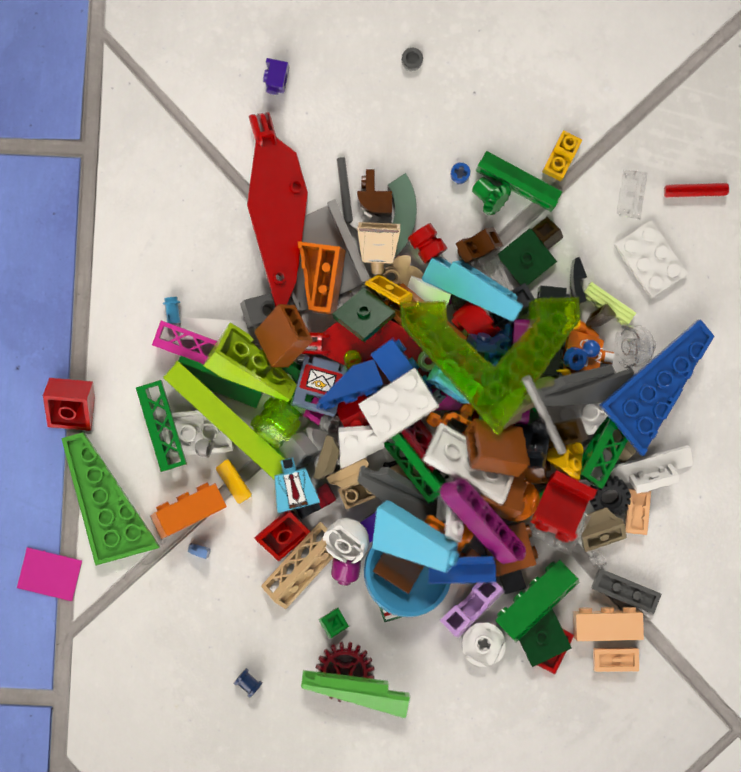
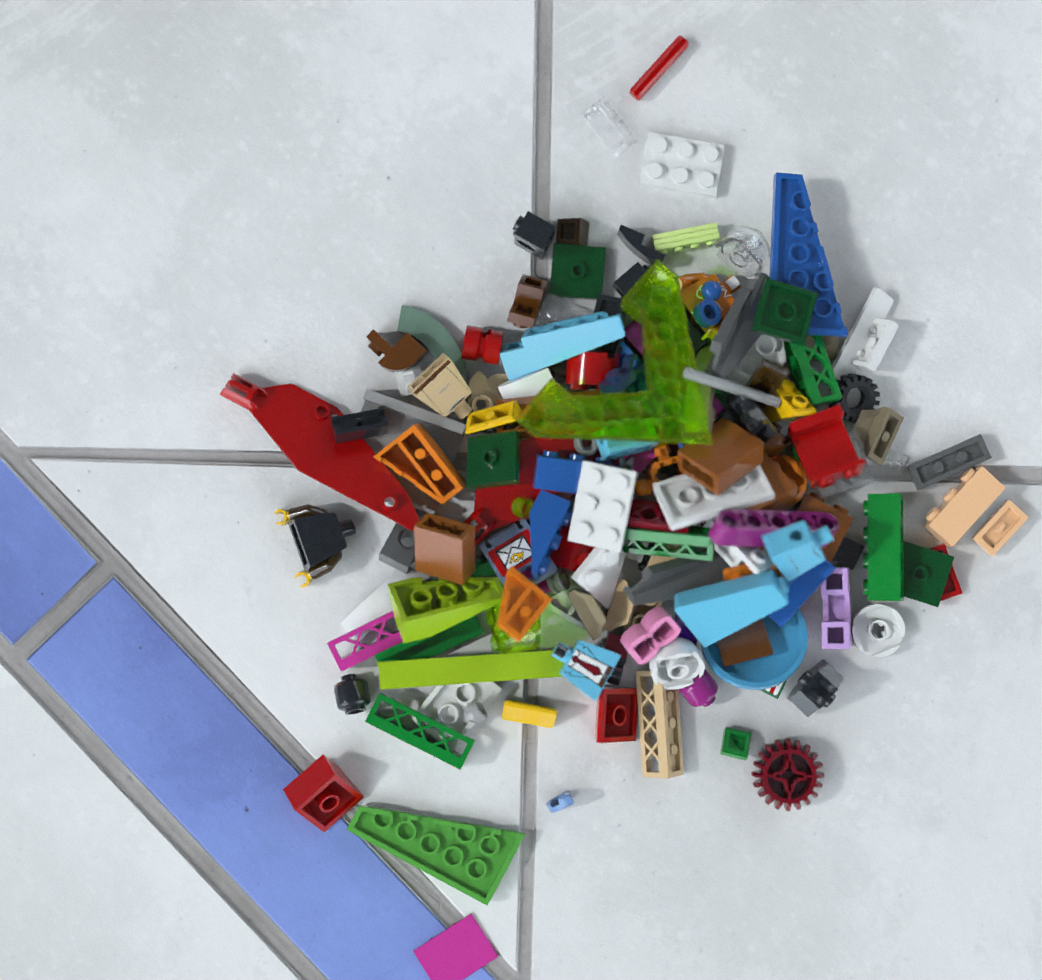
camera: 45 degrees left, 0 degrees up
(144, 365) = (352, 694): none -> black head
(172, 310) = (326, 624): dark azure pin -> none
(187, 510) = (516, 778): orange wedge -> none
(218, 255) = (317, 538): none -> black torso
(248, 683) = (717, 868): dark blue bush -> none
(276, 76) = (207, 337): dark purple brick -> none
(292, 412) = (520, 604): none -> orange wing
(299, 448) = (556, 628): light grey brick -> none
(309, 216) = (359, 425): none -> black hinge
(343, 507) = (647, 637): none -> bright pink brick
(344, 187) = (365, 372): dark grey bar -> none
(358, 690) = (816, 778): bright green wedge -> none
(412, 59) = (307, 203): dark grey tile -> none
(412, 639) = (815, 688): none -> black hinge
(454, 175) = (445, 265): blue bush -> none
(484, 546) = (797, 548): none -> medium azure torso
(491, 195) = (493, 249): green gear -> none
(519, 181) = (503, 213): green fence -> none
(523, 210) = (533, 234): none -> black brick
(562, 156) = (517, 155): yellow slope -> none
(600, 316) = (690, 255): dark brown slope -> none
(620, 403) = (784, 311): none -> dark green plate
(638, 513) = (891, 387): light nougat plate -> none

